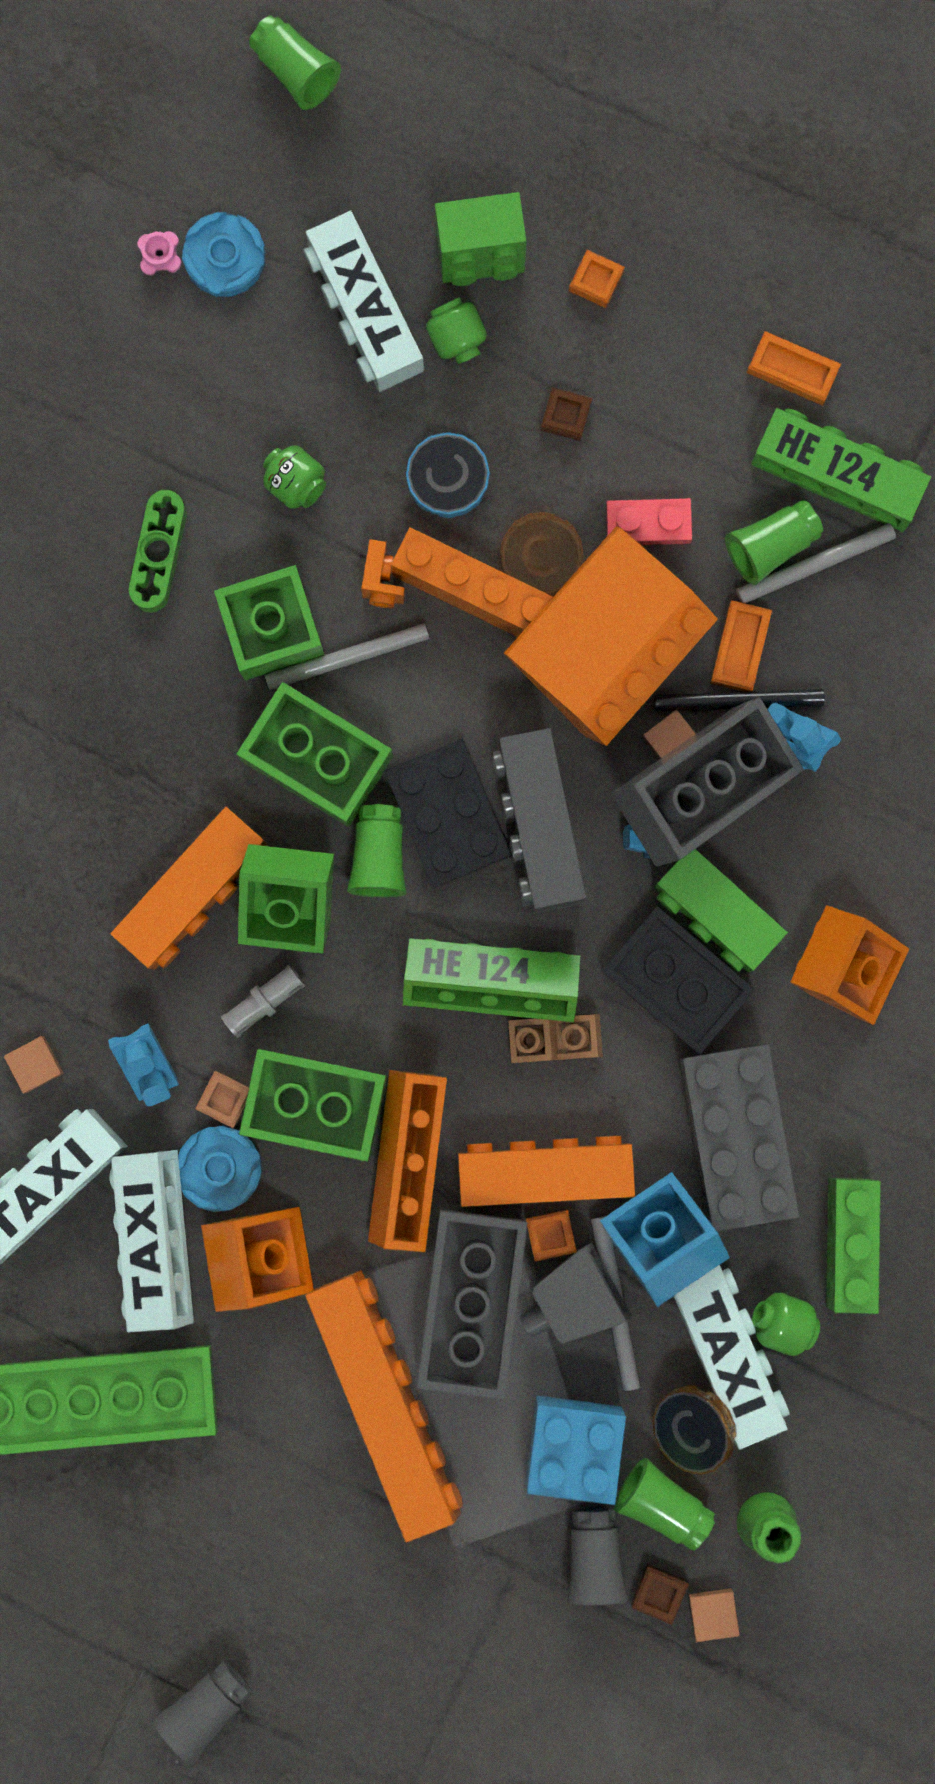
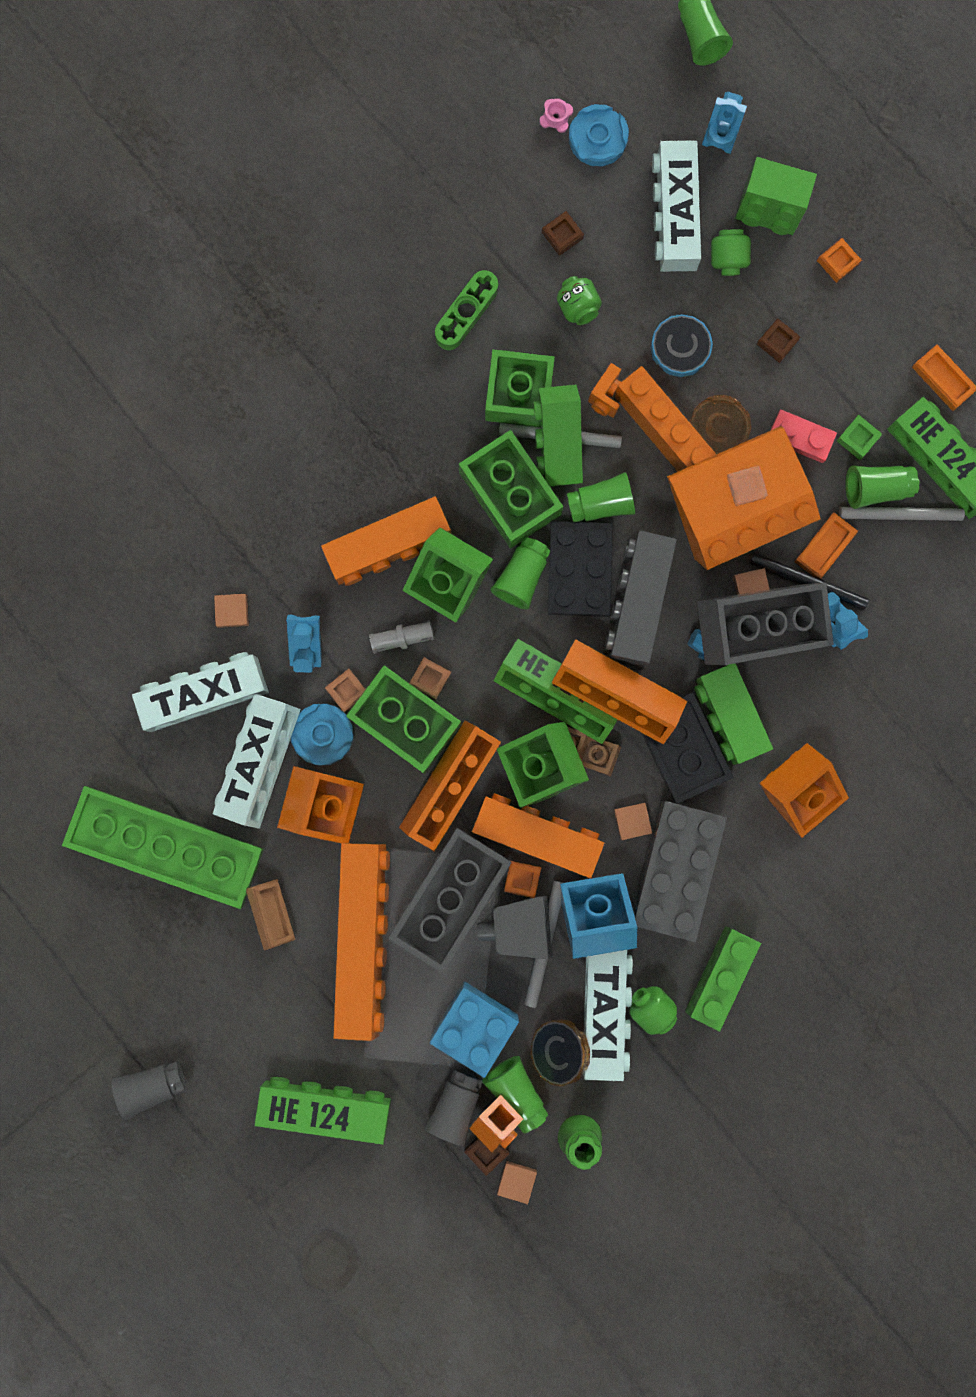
camera: 20 degrees right, 0 degrees up
(234, 399) = (562, 233): none -> reddish brown tile
(256, 1424) = (270, 914): none -> medium nougat tile
(322, 1036) = (430, 678): none -> nougat tile
(346, 662) = (559, 435): none -> bright green brick
(375, 172) = (725, 122): none -> dark azure hips
(433, 1638) = (323, 1111): none -> bright green brick
(435, 716) = (602, 499): none -> bright green plant
(510, 1082) = (542, 764): none -> bright green brick
(566, 949) = (619, 692): none -> orange brick
(607, 621) = (747, 485): none -> clear tile
(655, 1100) = (632, 821): none -> nougat tile
(656, 1555) = (497, 1124): none -> orange brick
(720, 492) = (859, 437): none -> bright green plate

